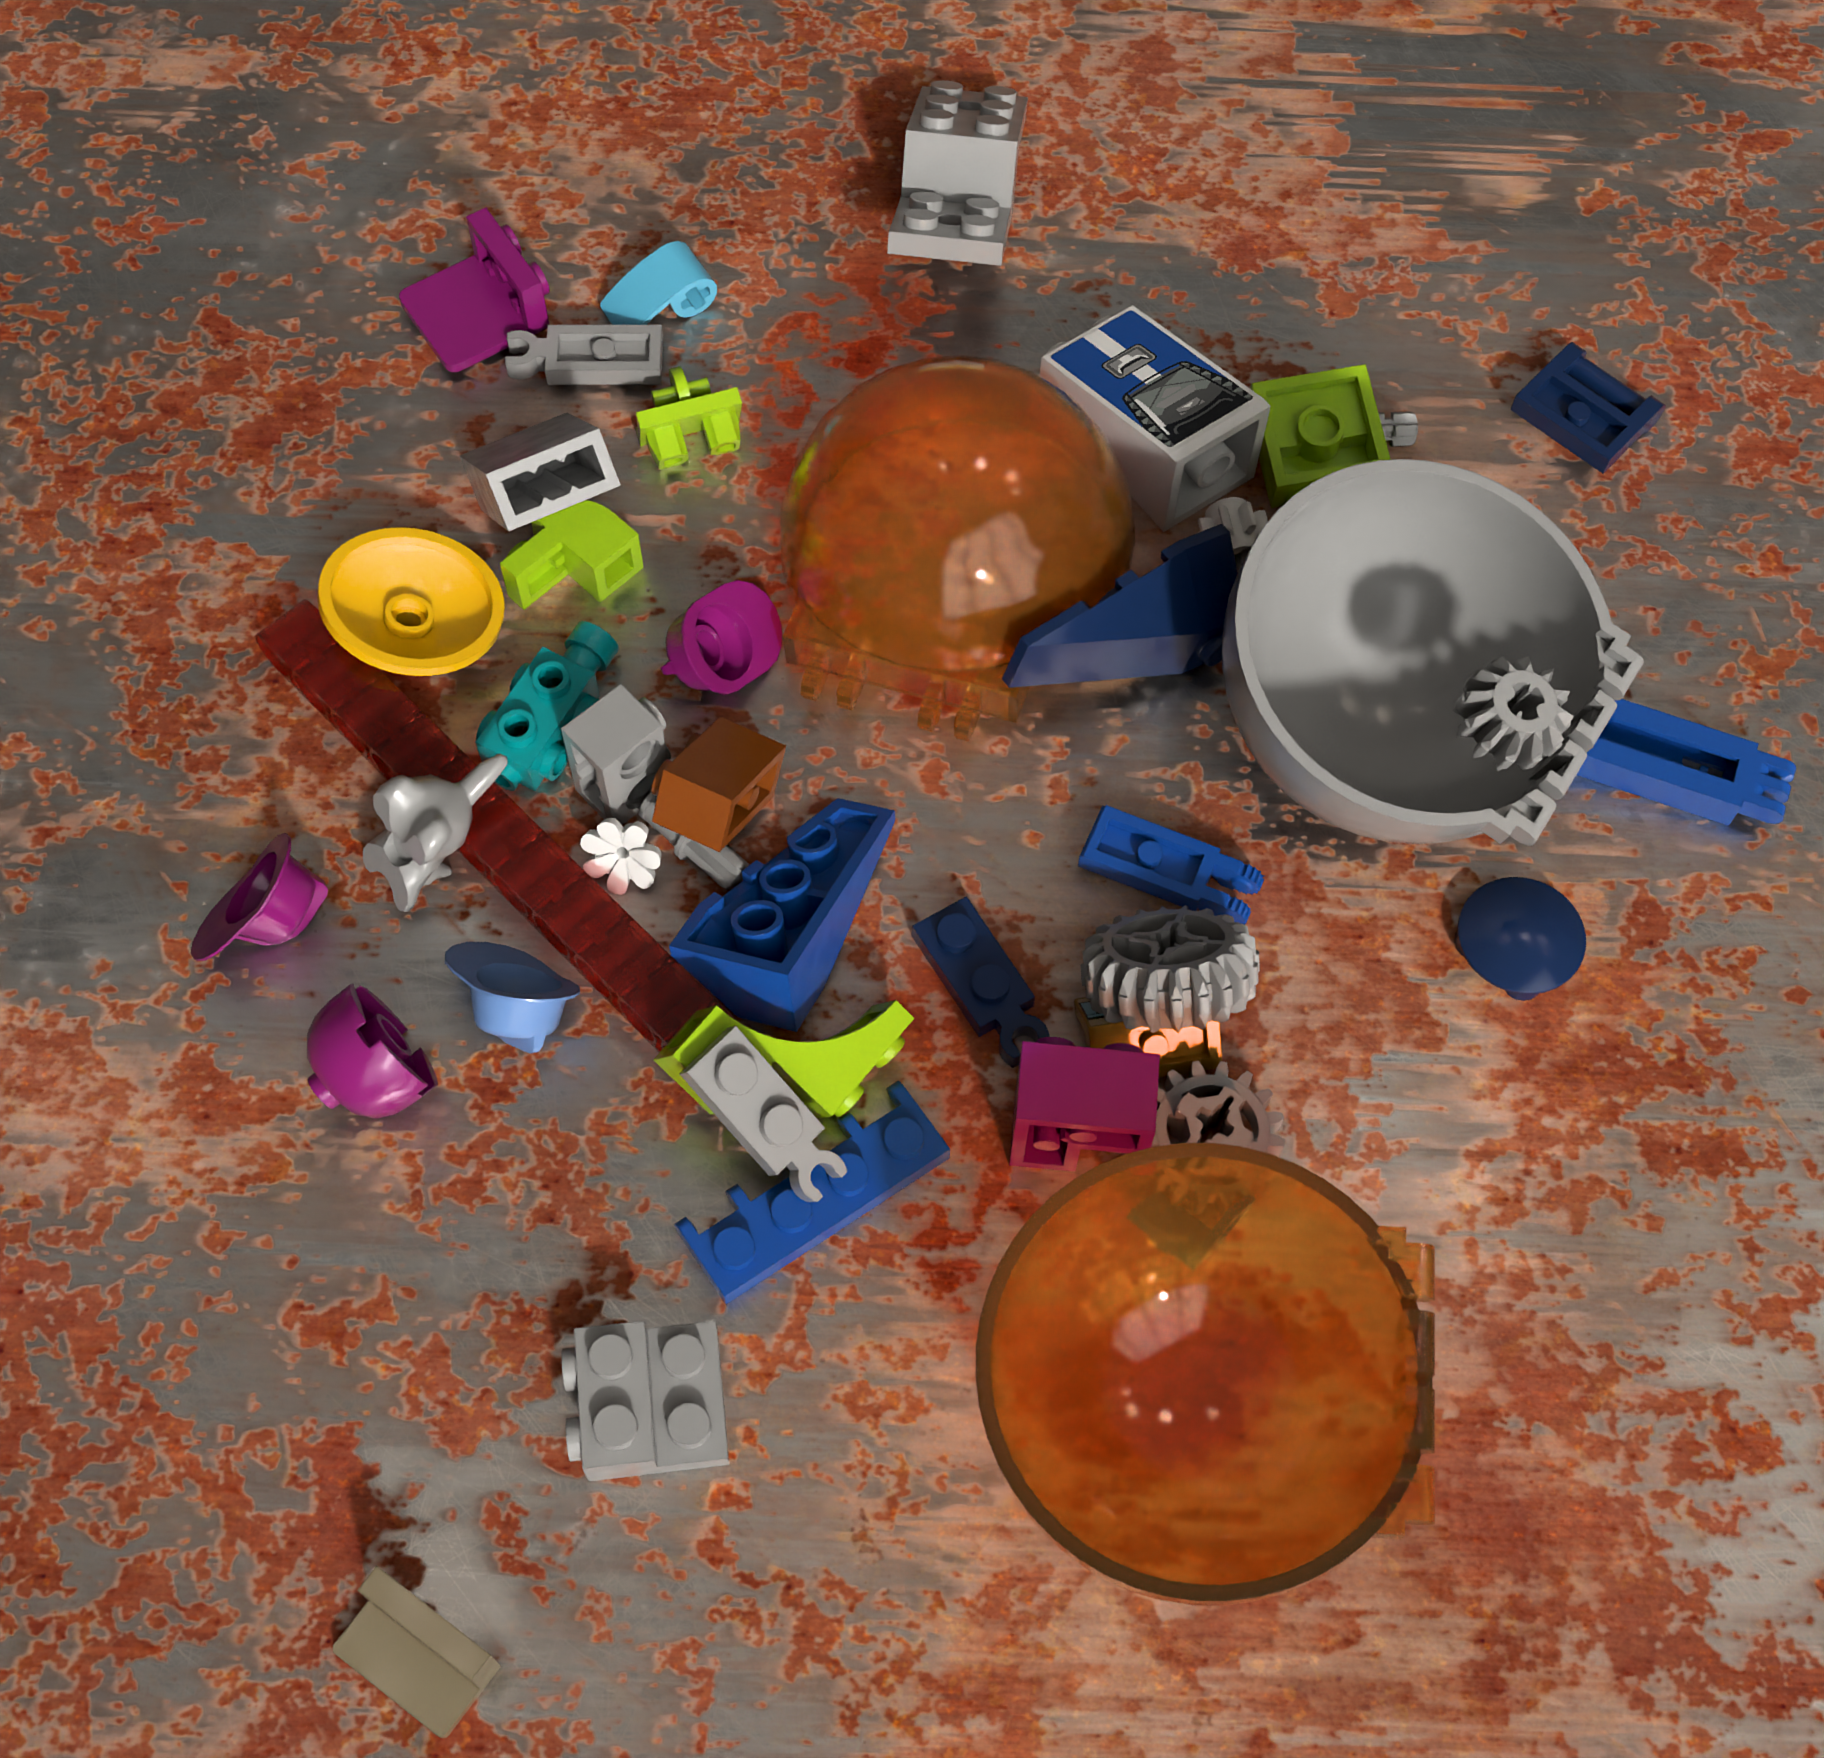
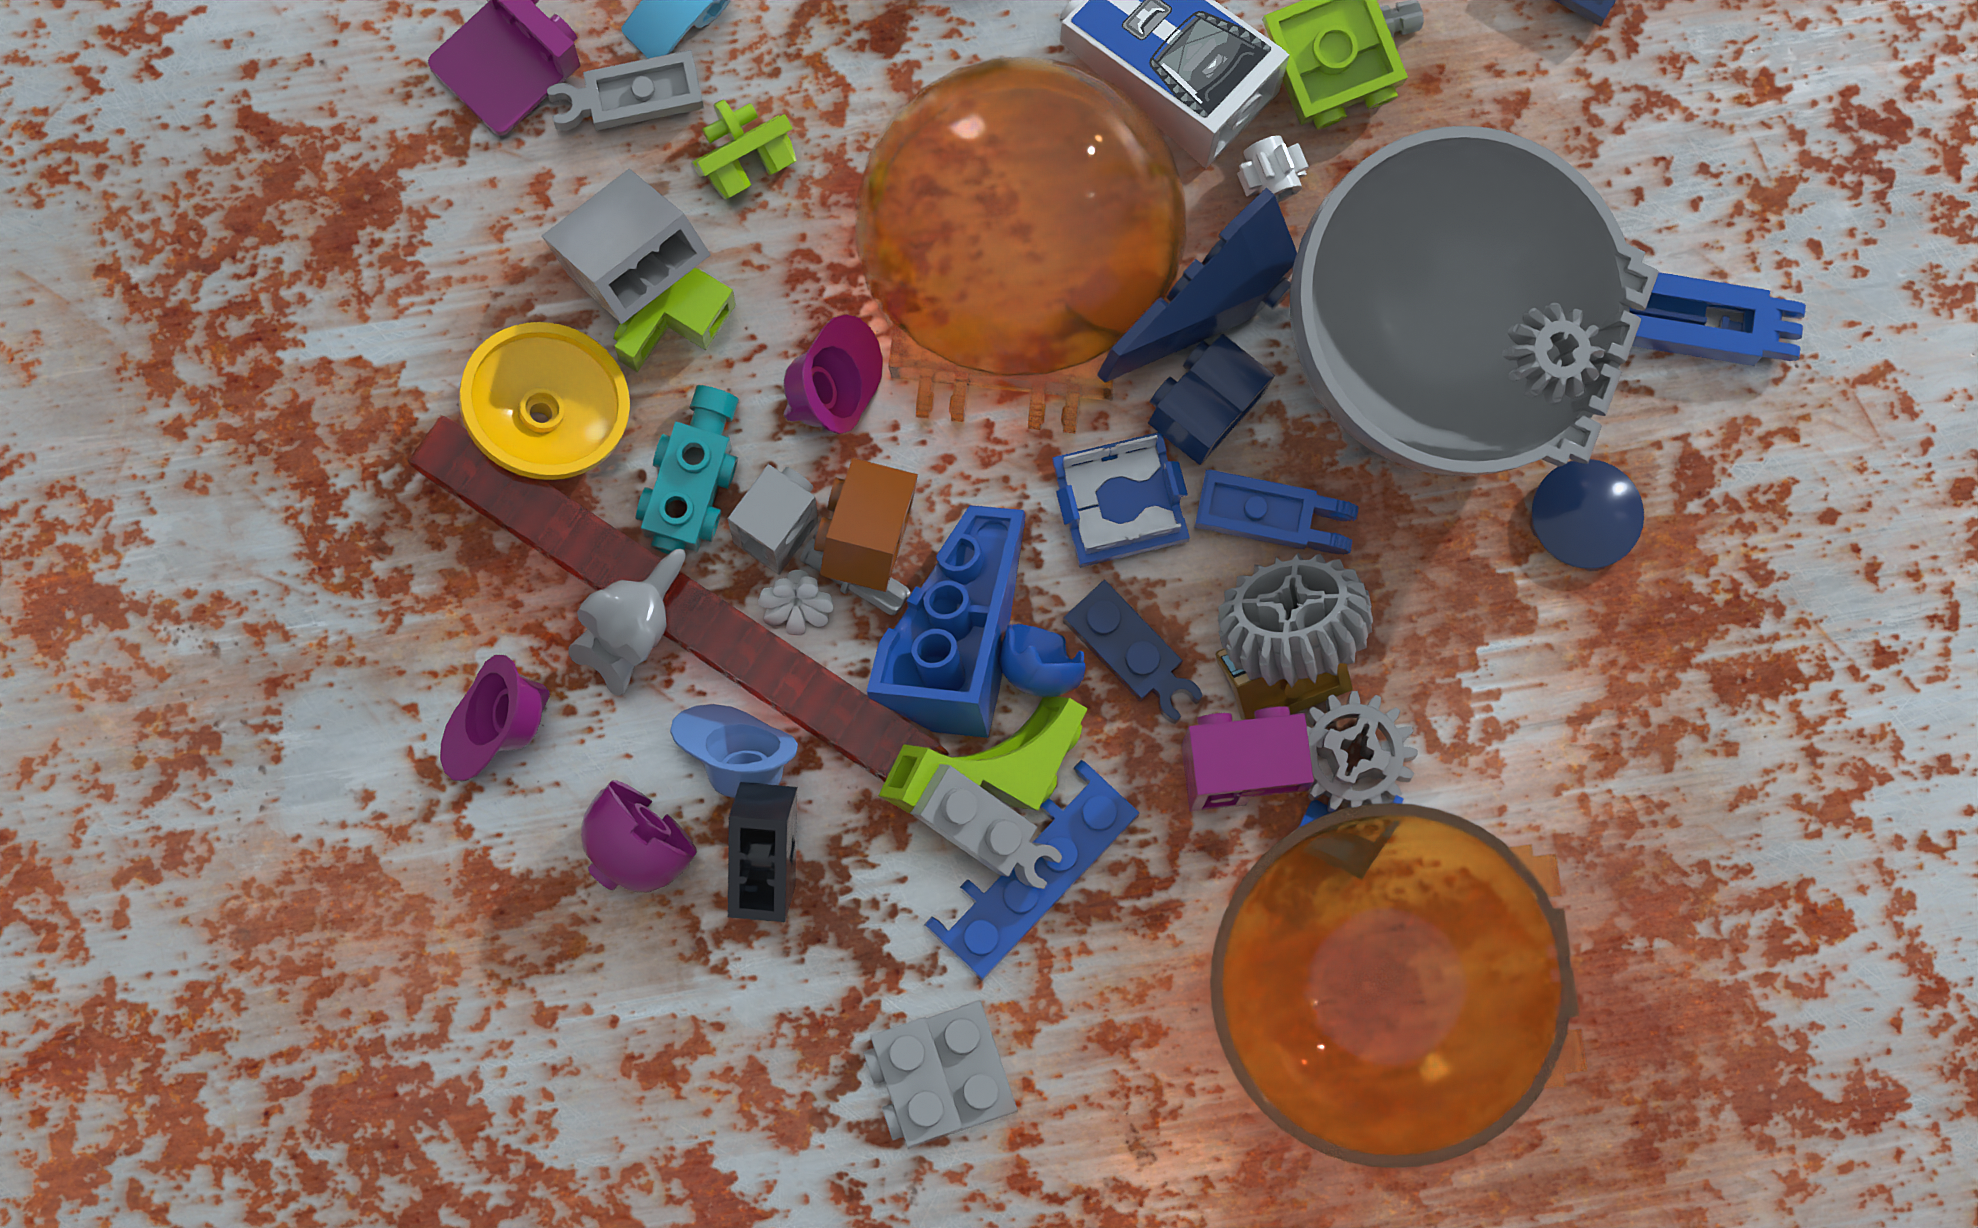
camera: 15 degrees left, 15 degrees up
(504, 1094) = (762, 852): none -> black brick
(872, 964) = (1038, 662): none -> blue hair
(1003, 818) = (1121, 499): none -> piece
(1120, 734) = (1209, 398): none -> dark blue brick

